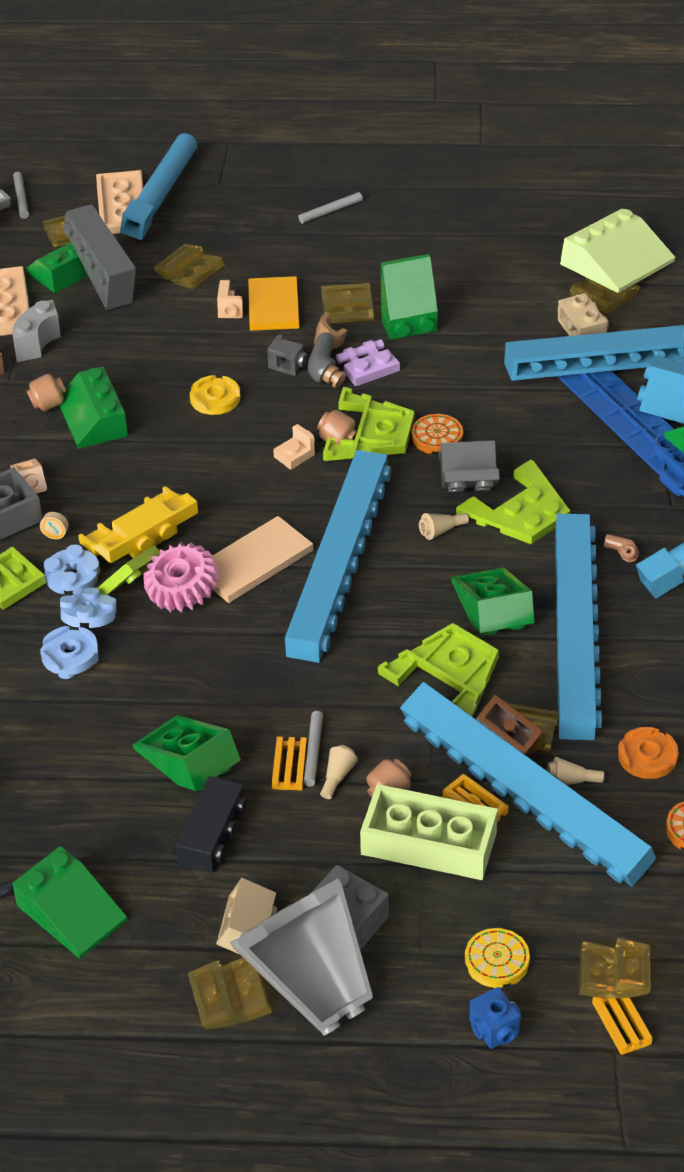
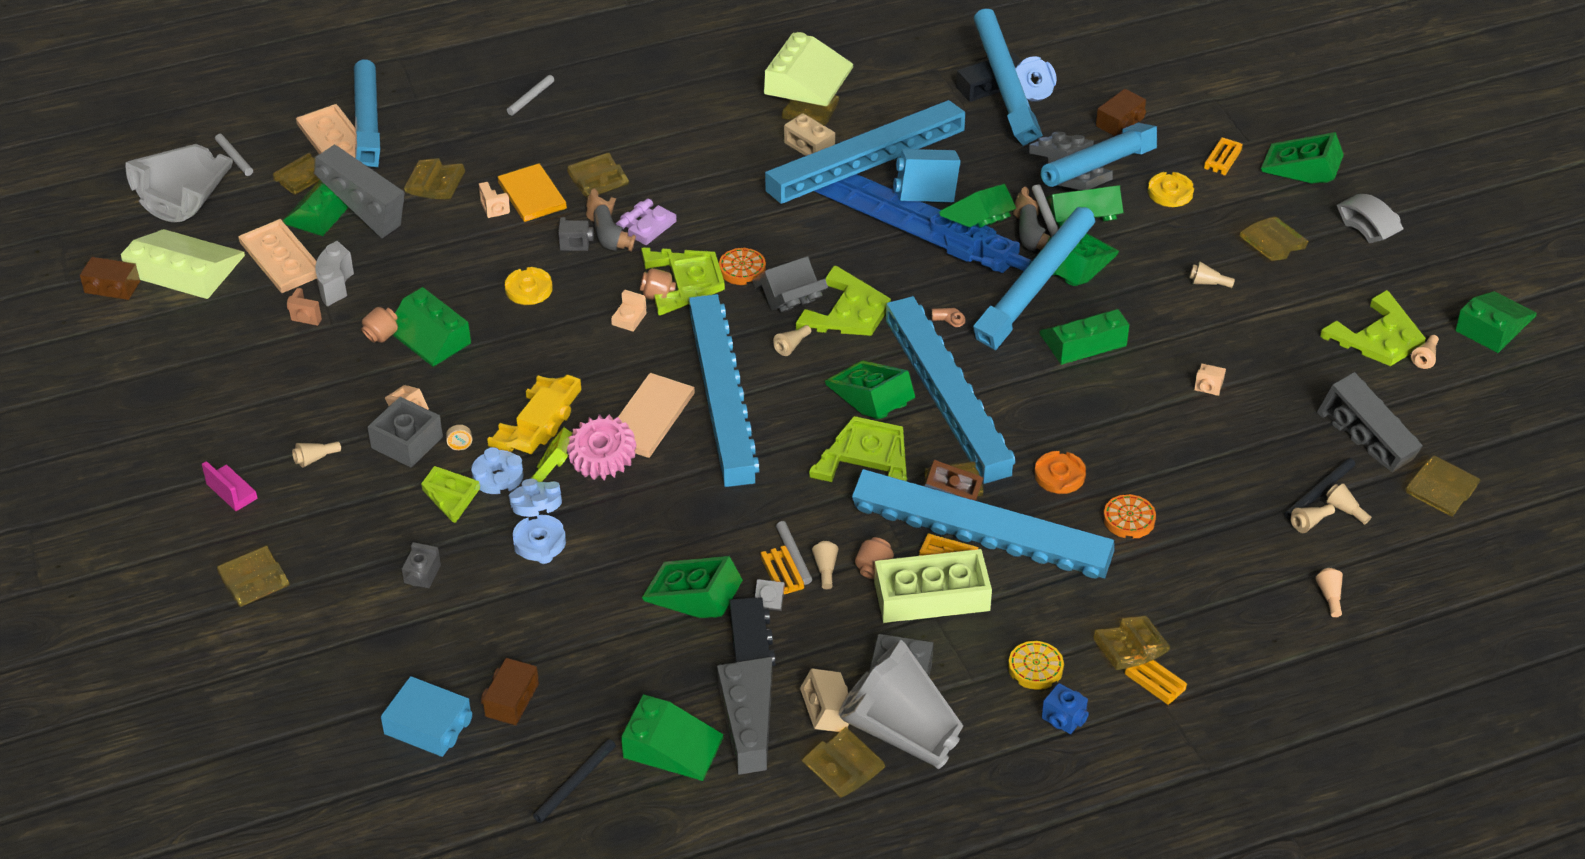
camera: 25 degrees left, 0 degrees up
(163, 894) = (746, 706): none -> dark grey wedge
(259, 784) = (771, 592): none -> light grey plate
(408, 297) = (658, 156): slope -> none
(571, 773) = (1015, 504): tan cone -> none

